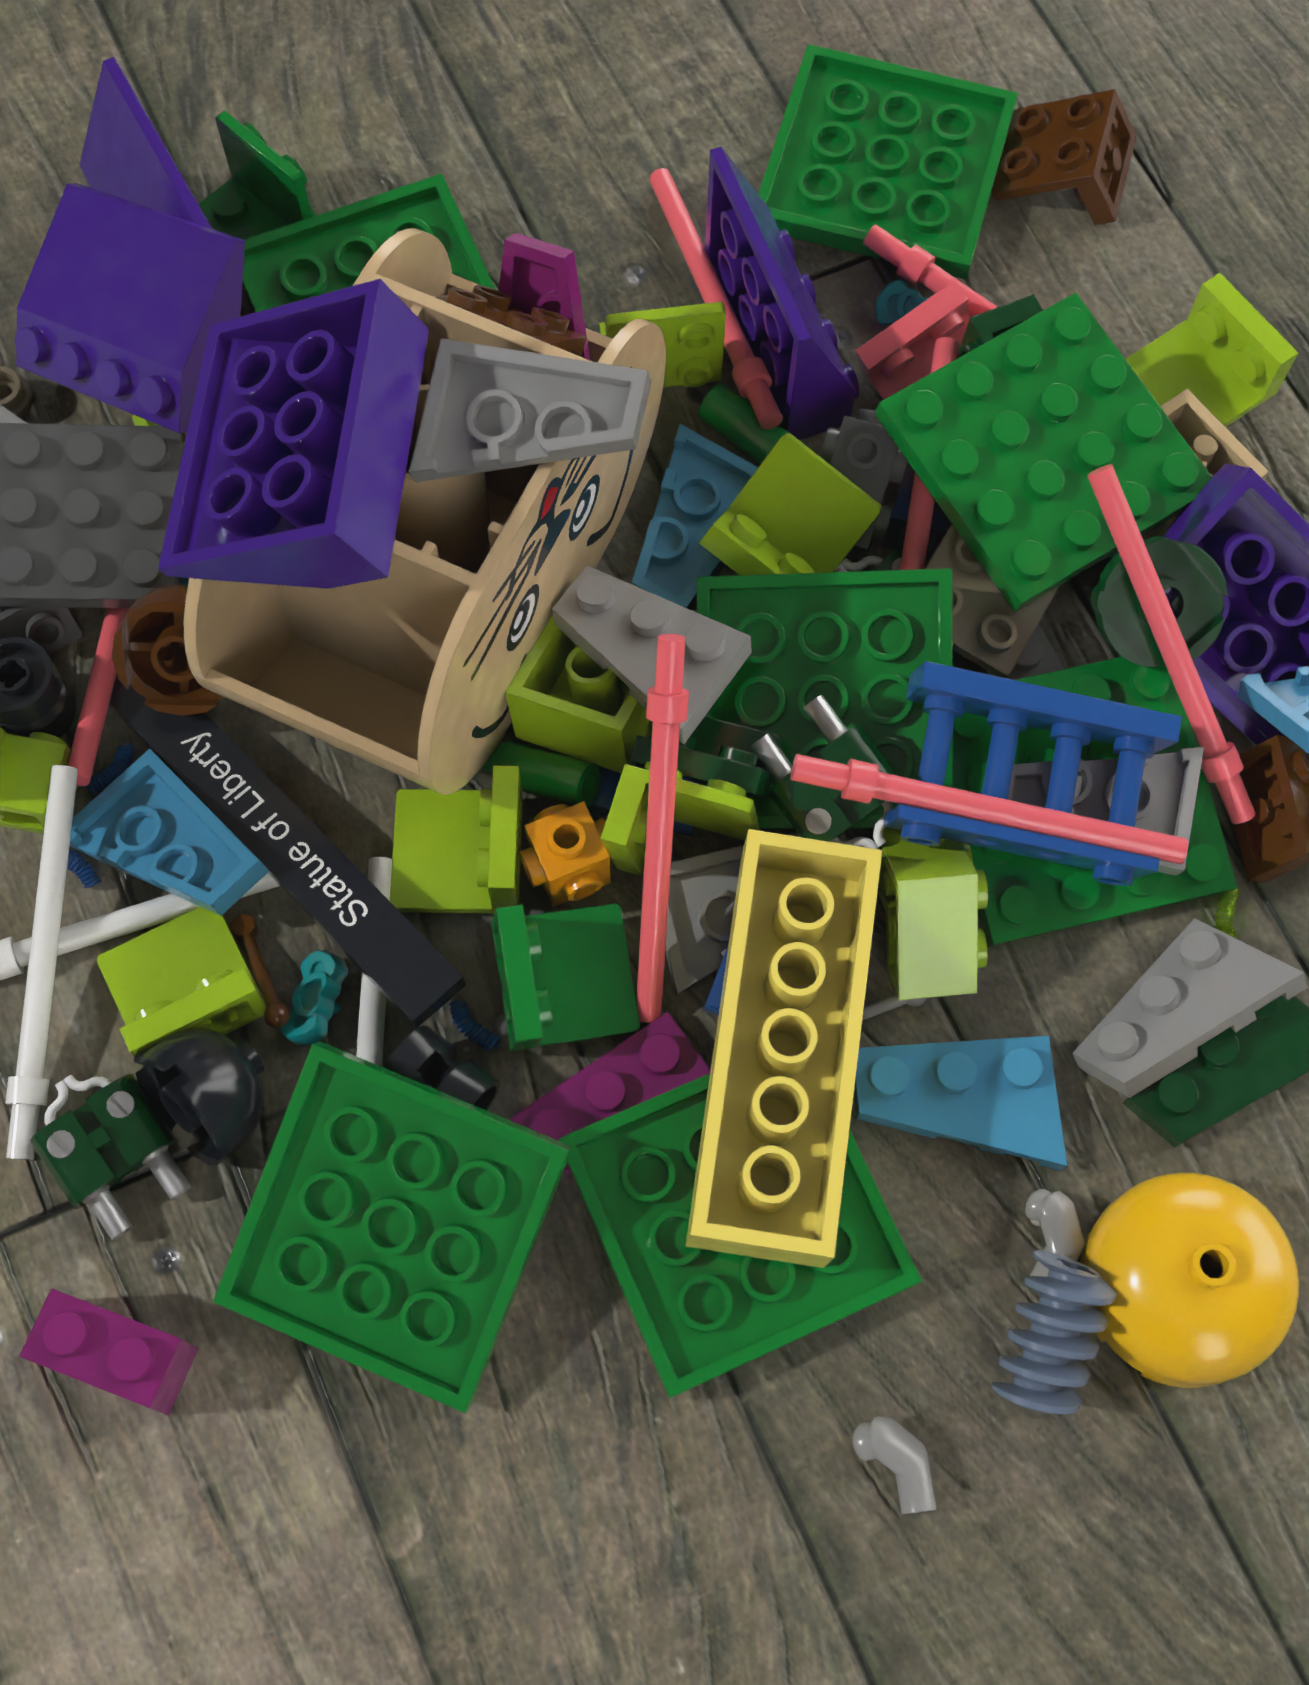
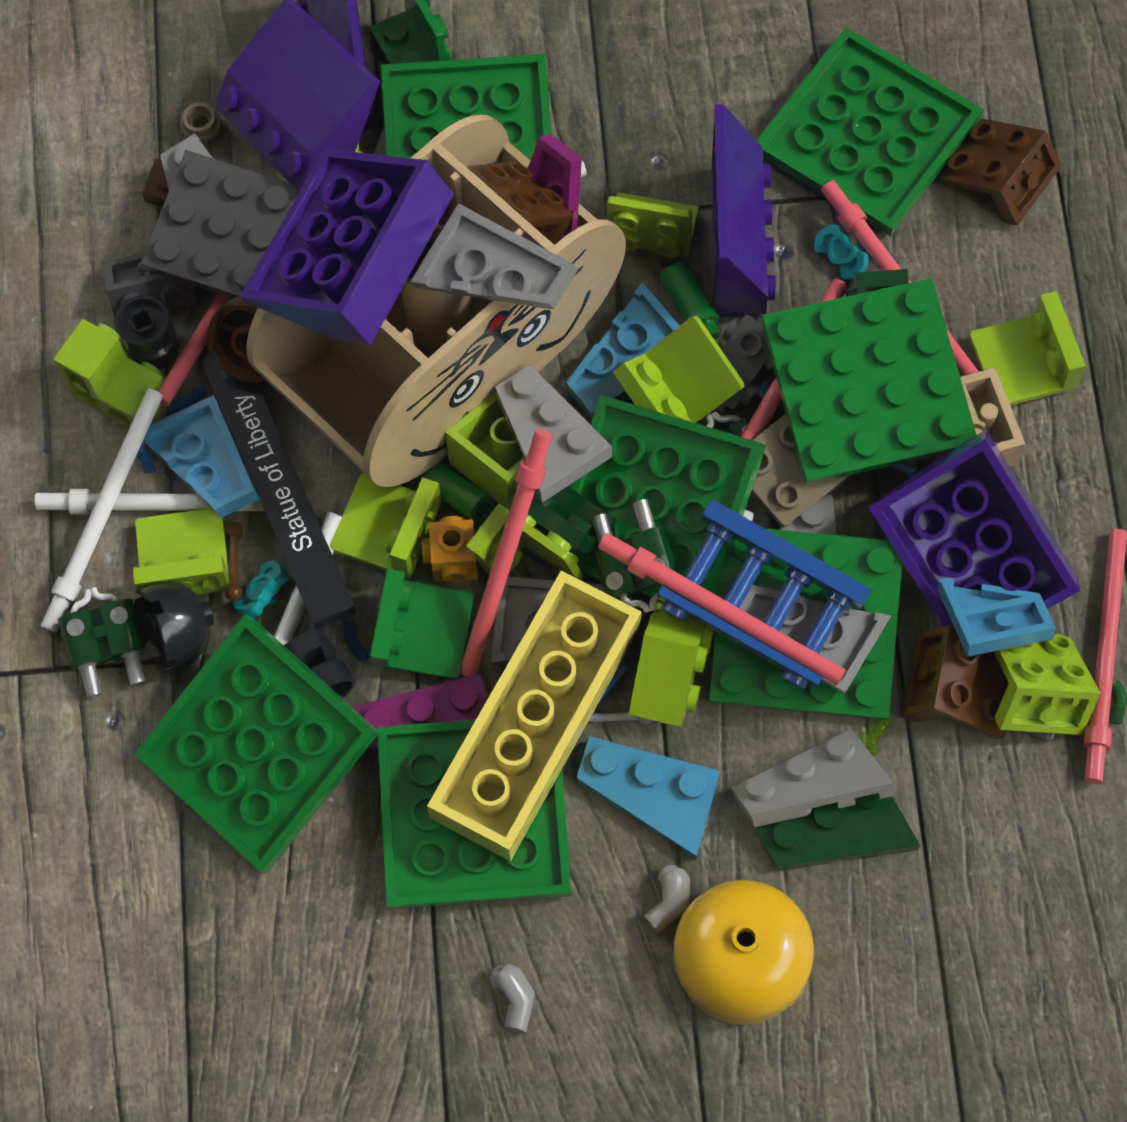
camera: 25 degrees right, 0 degrees up
(109, 1351) = (63, 762): magenta brick -> none
(748, 371) = (702, 260): coral bar -> none
(906, 347) = (812, 277): coral bracket -> none
(1056, 1337) = (639, 952): sand blue piece -> none
(1195, 603) = (887, 534): dark green plate -> none
(1220, 758) = (904, 627): coral bar -> none

